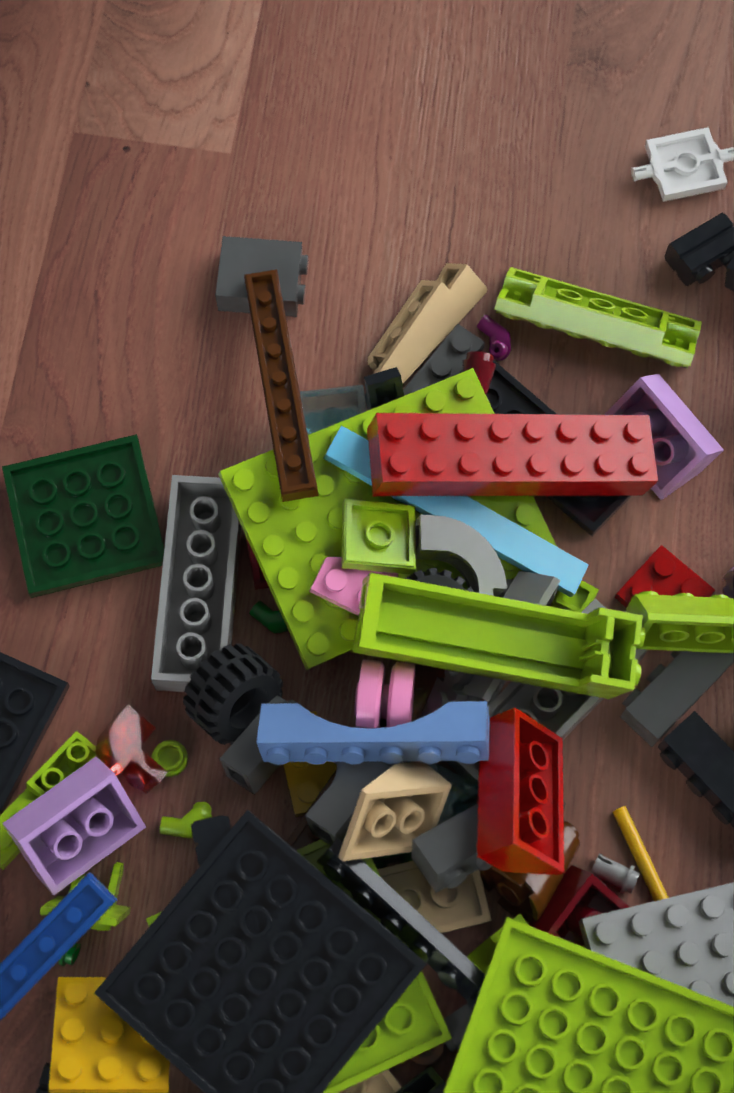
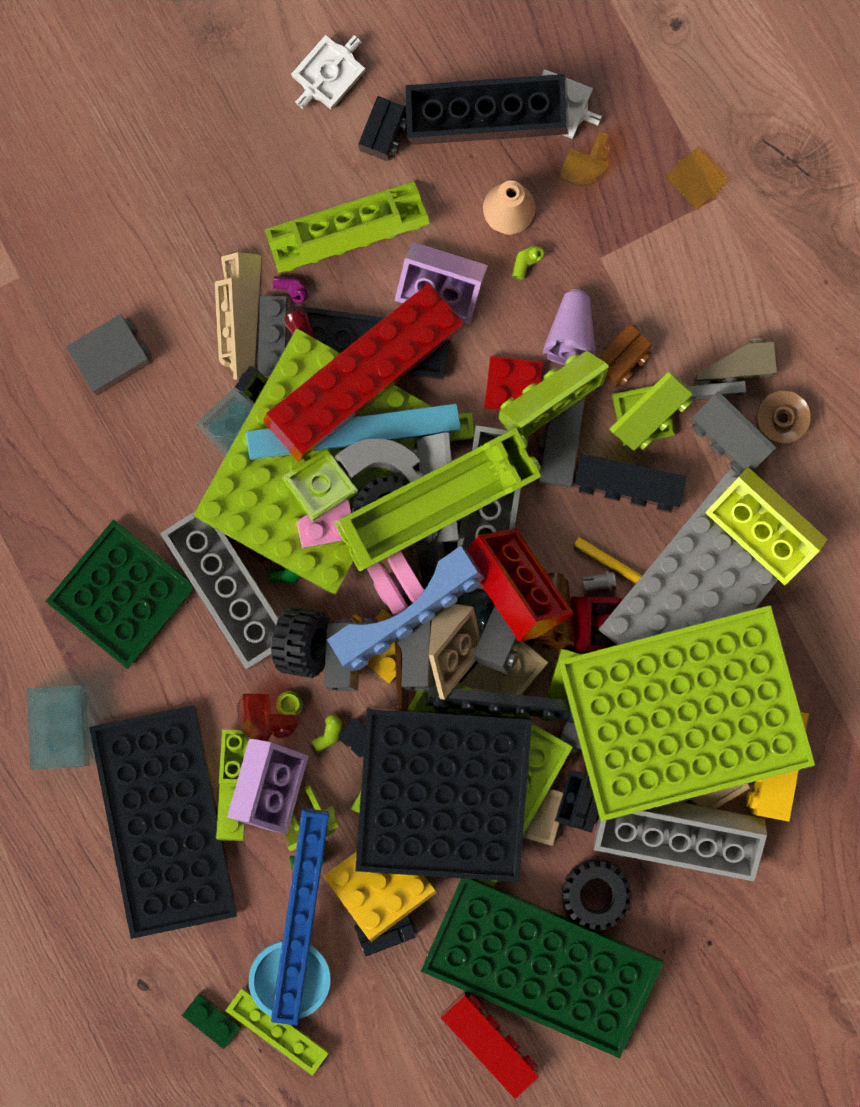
camera: 30 degrees left, 15 degrees up
(280, 387) = (184, 427): reddish brown tile -> none

